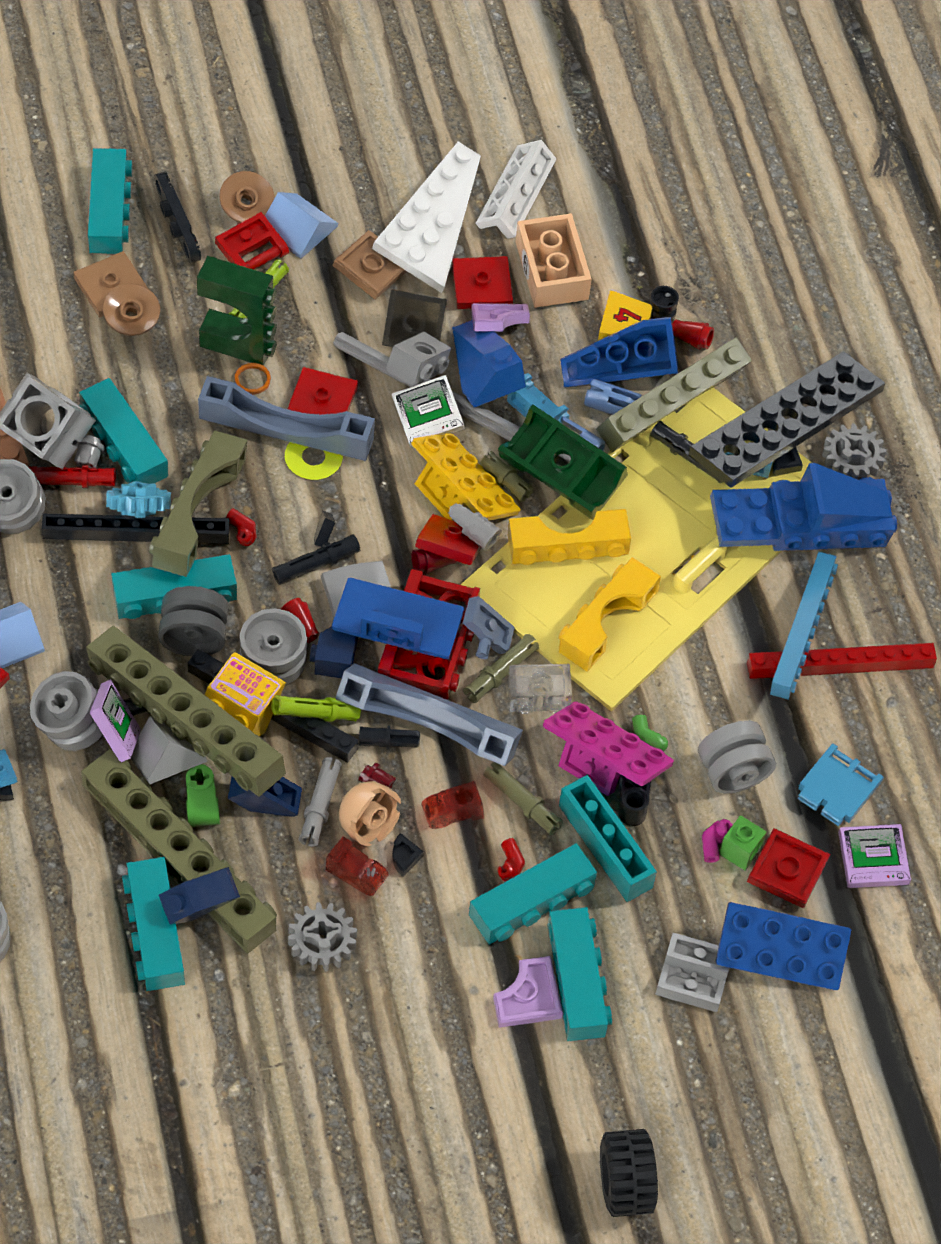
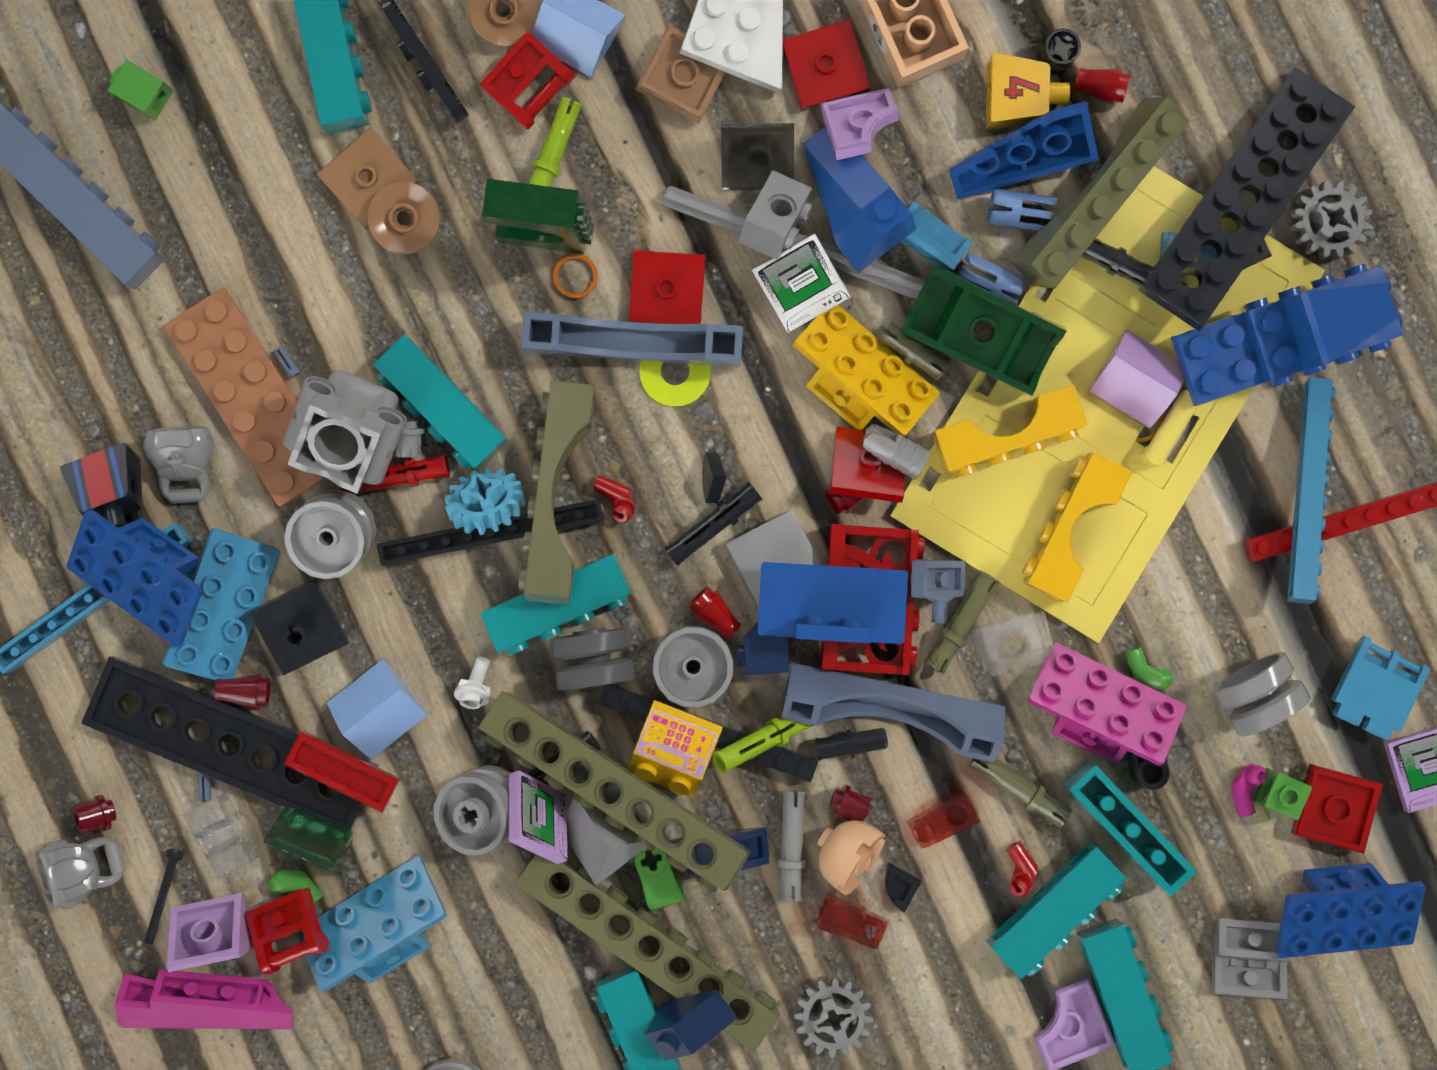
camera: 10 degrees left, 30 degrees up
(7, 389) = (291, 372): none -> sand blue piece
(85, 634) = (471, 692): none -> white plate
(678, 526) = (1138, 379): none -> lavender slope

